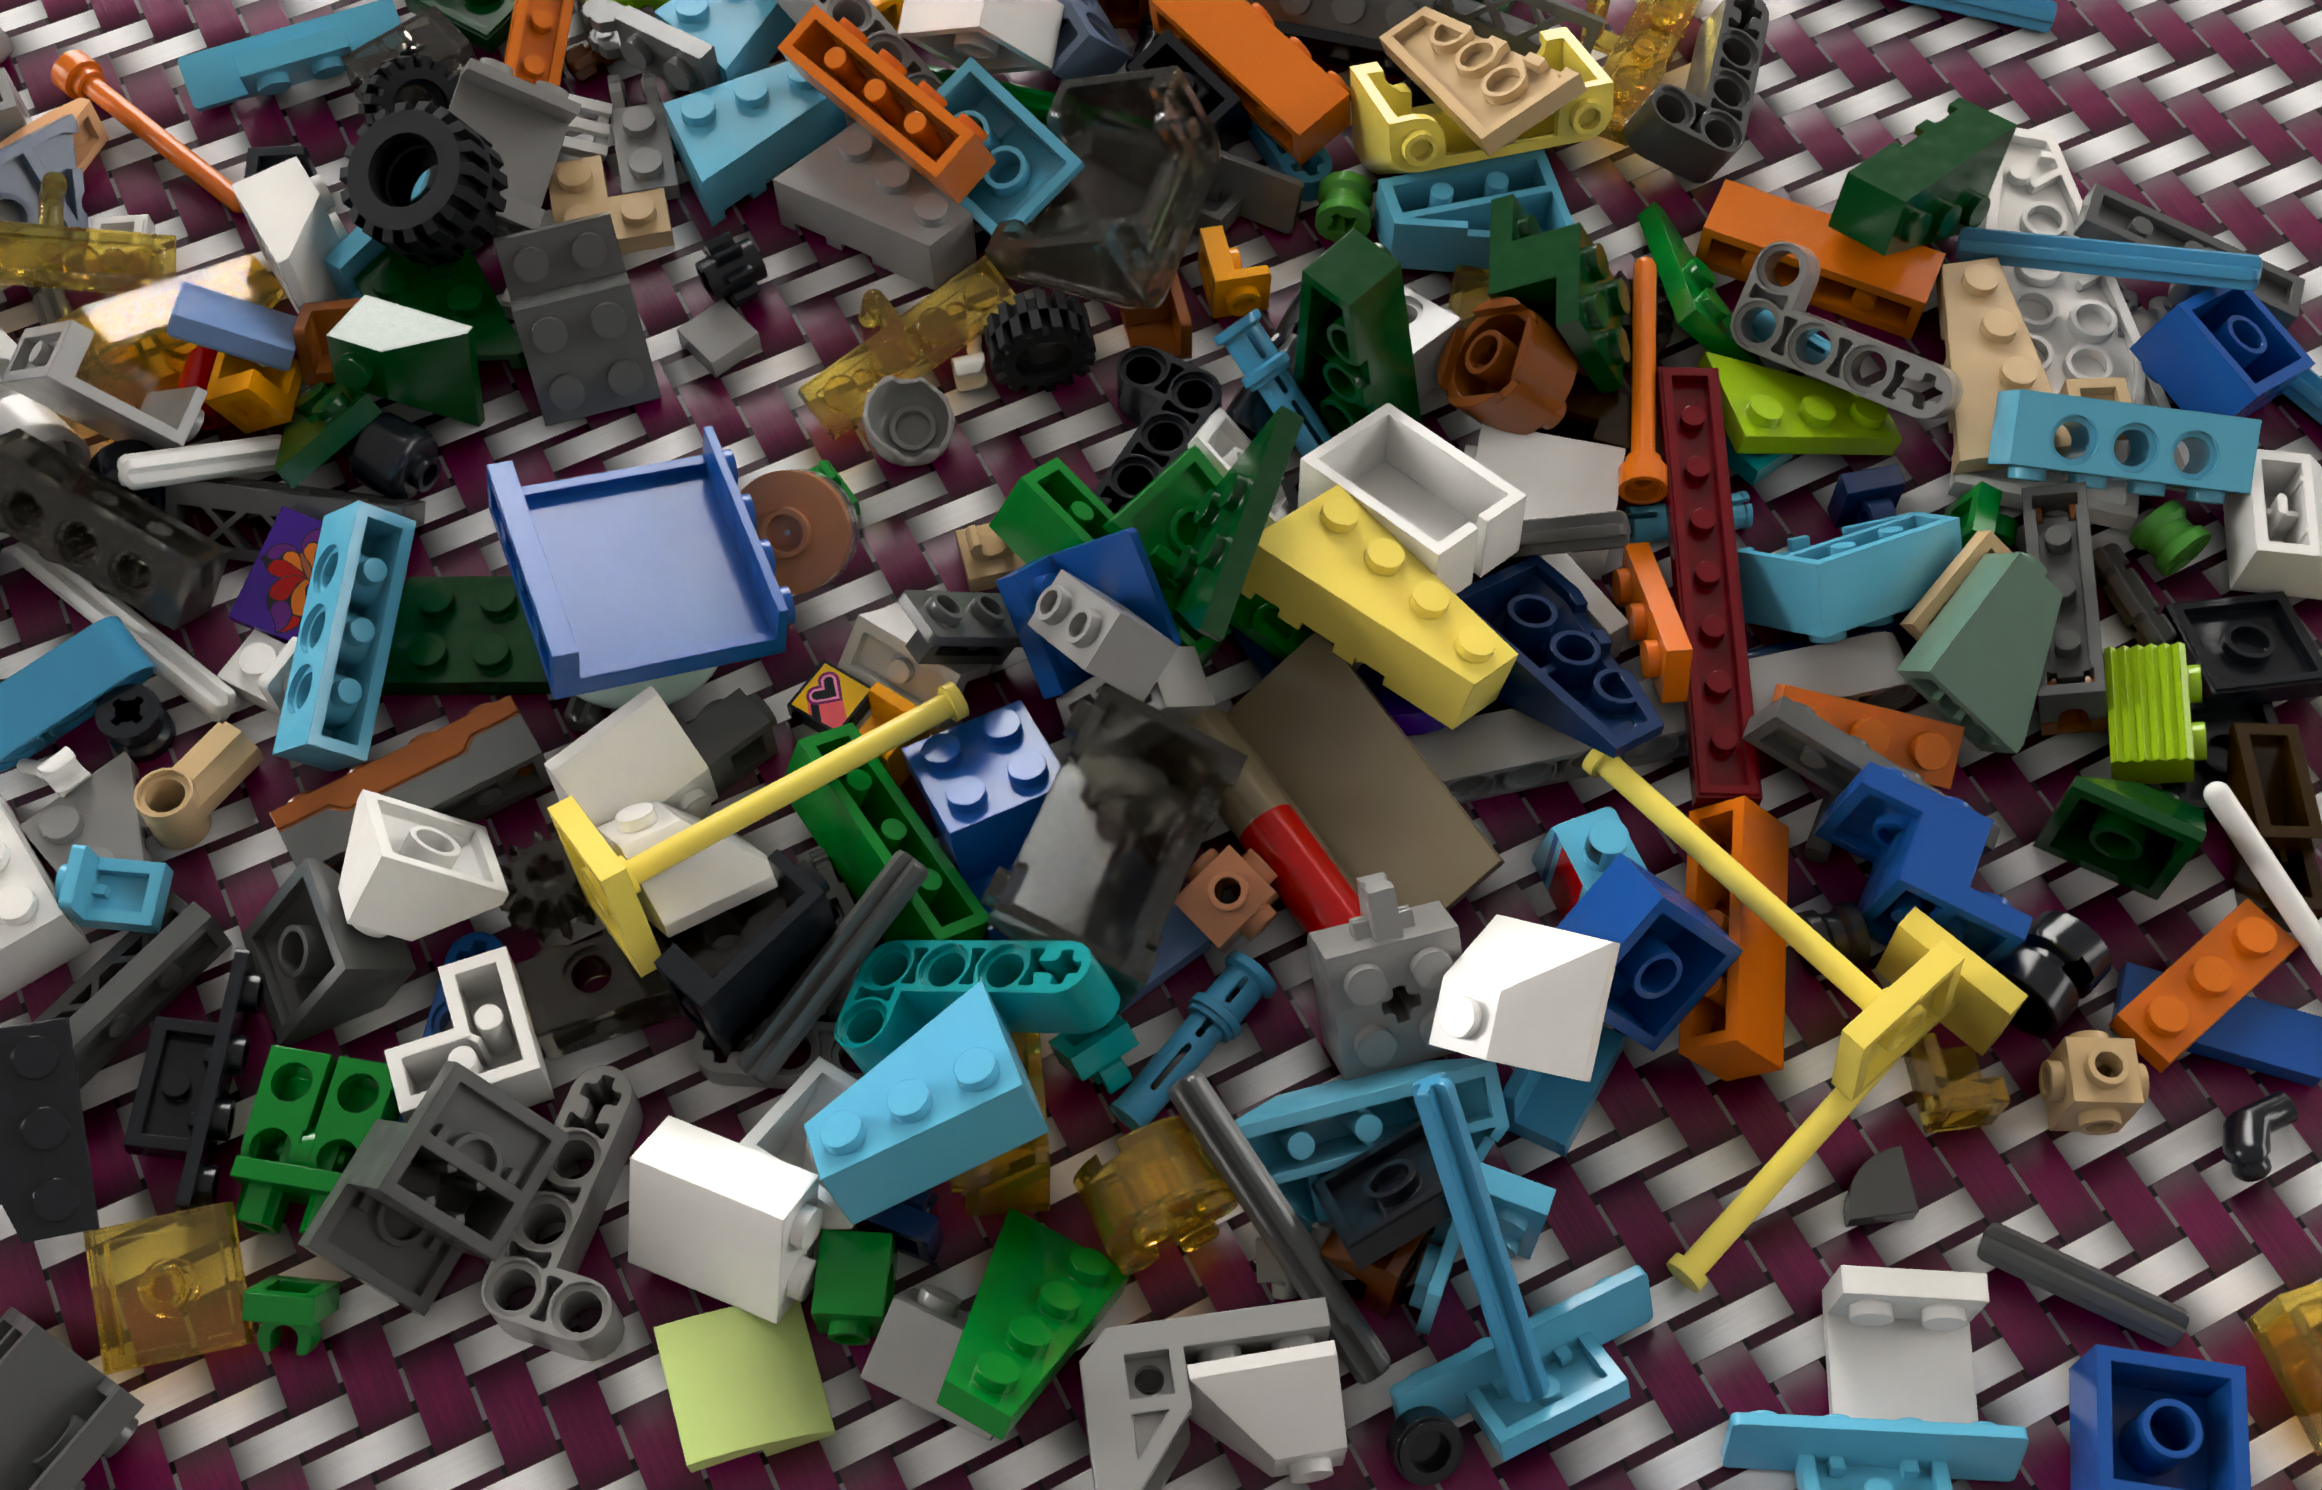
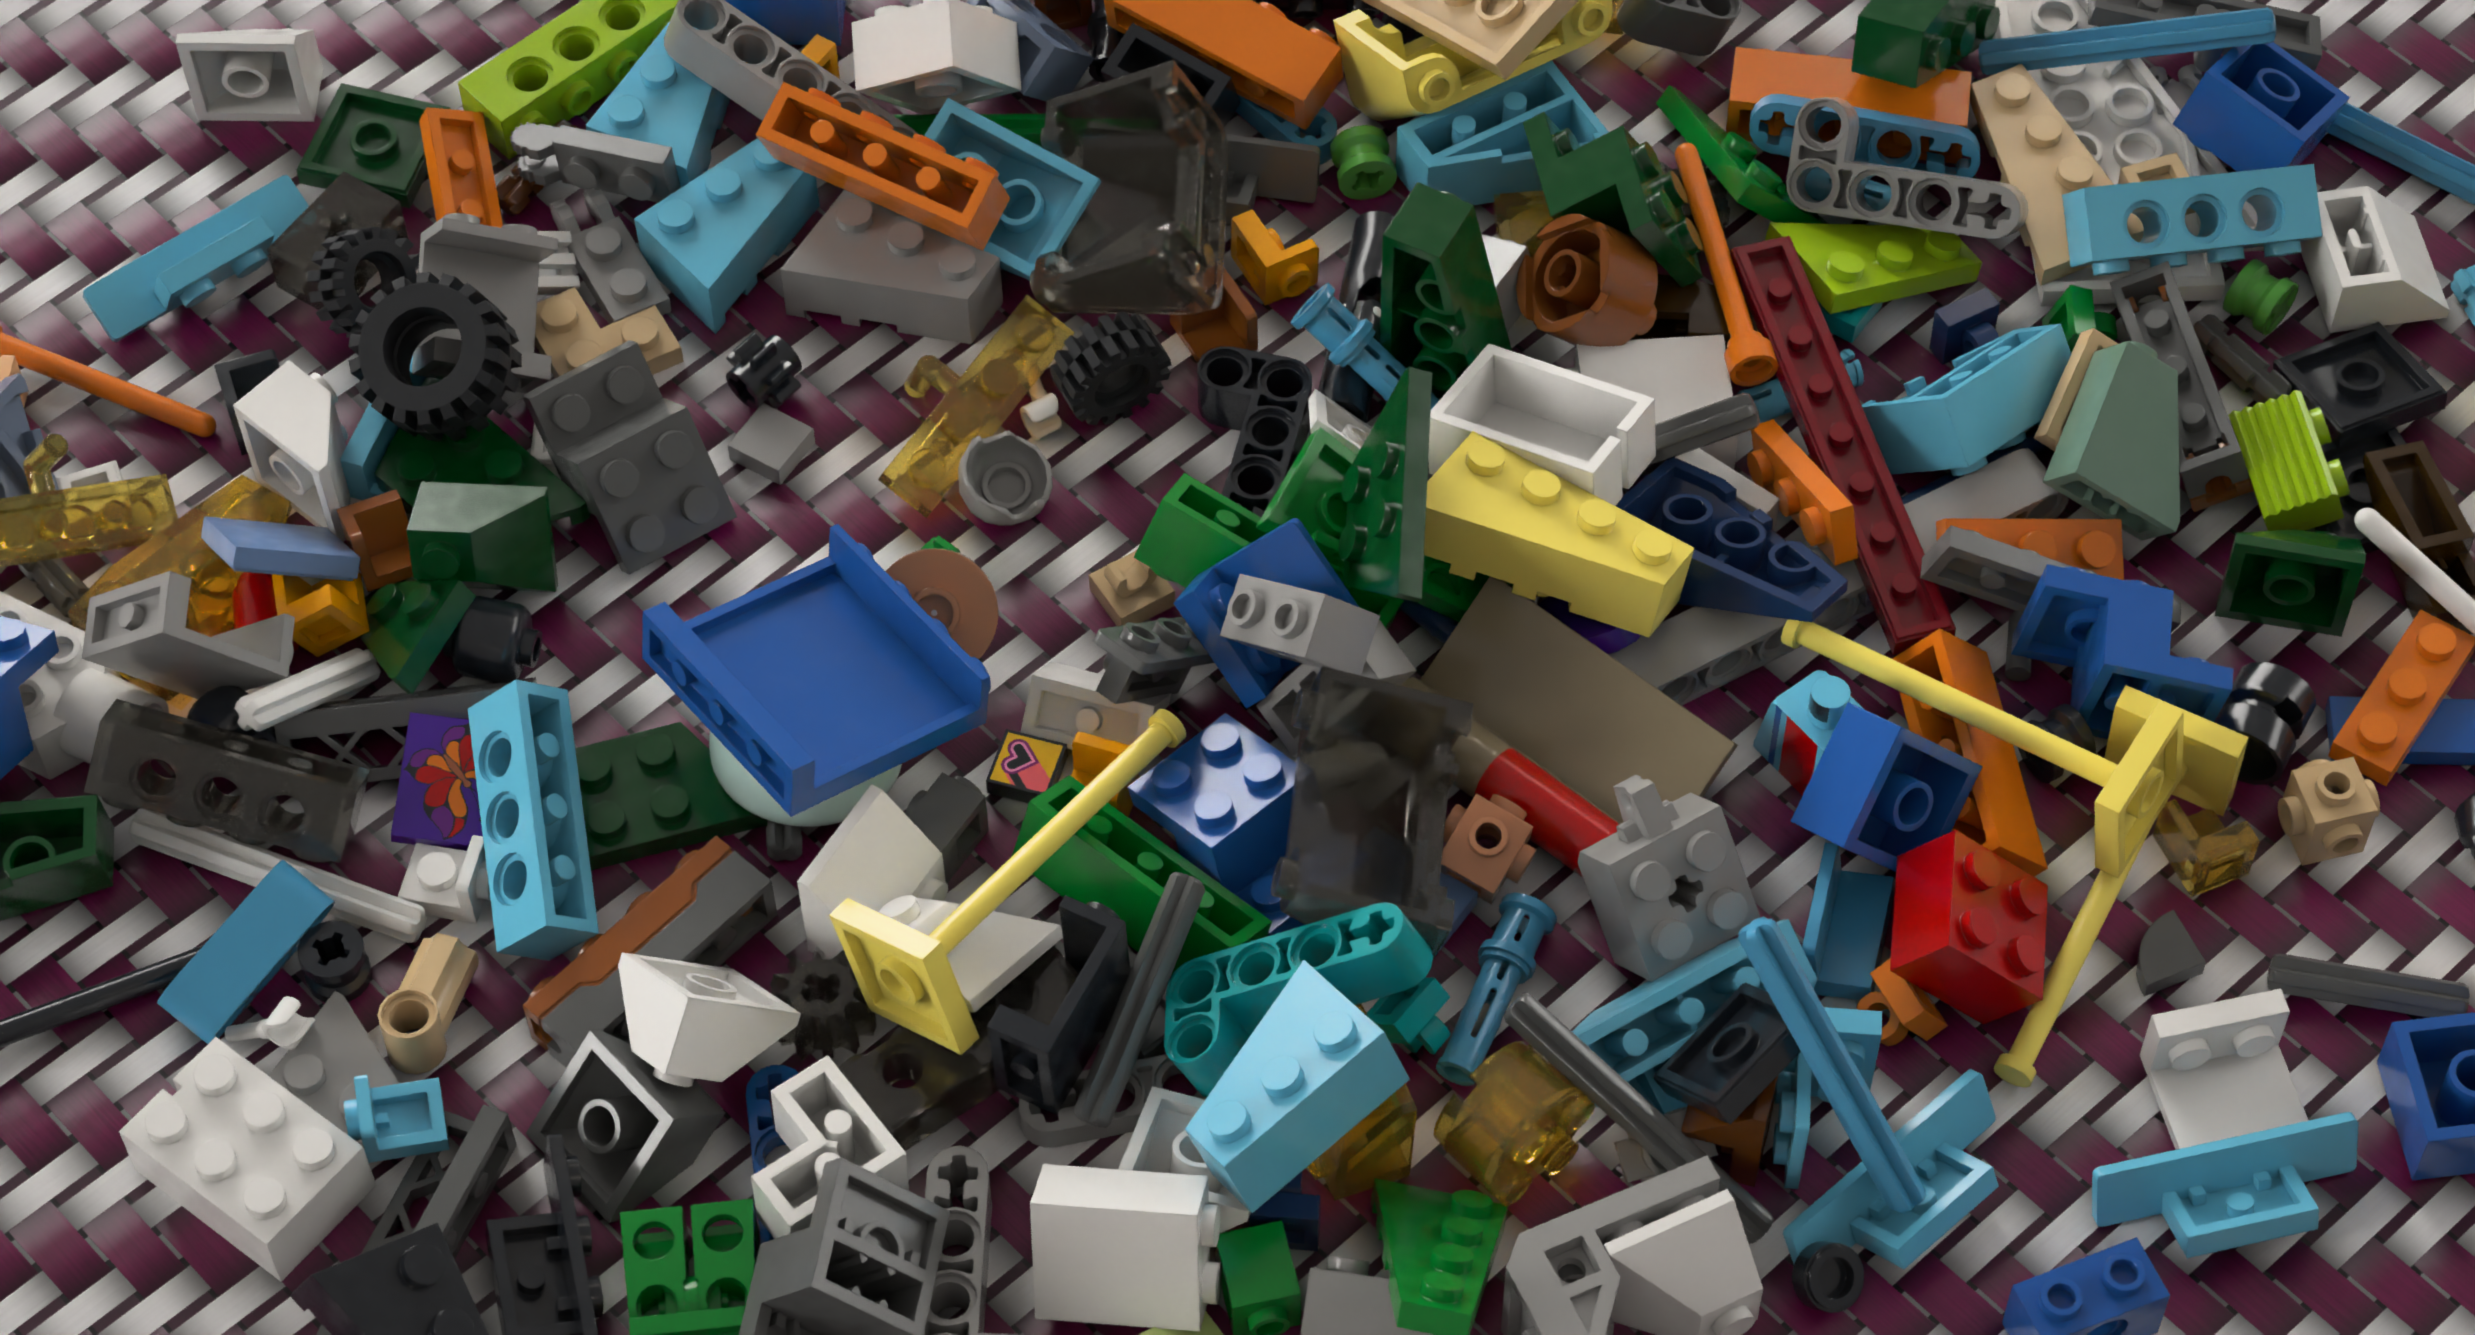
camera: 15 degrees left, 5 degrees down
(1527, 998) = (1803, 853): white slope -> none
(1598, 1170) = (1908, 1007): none -> orange tile
(1681, 1114) = (1969, 927): none -> red brick
(1830, 284) = (1871, 127): none -> dark azure beam

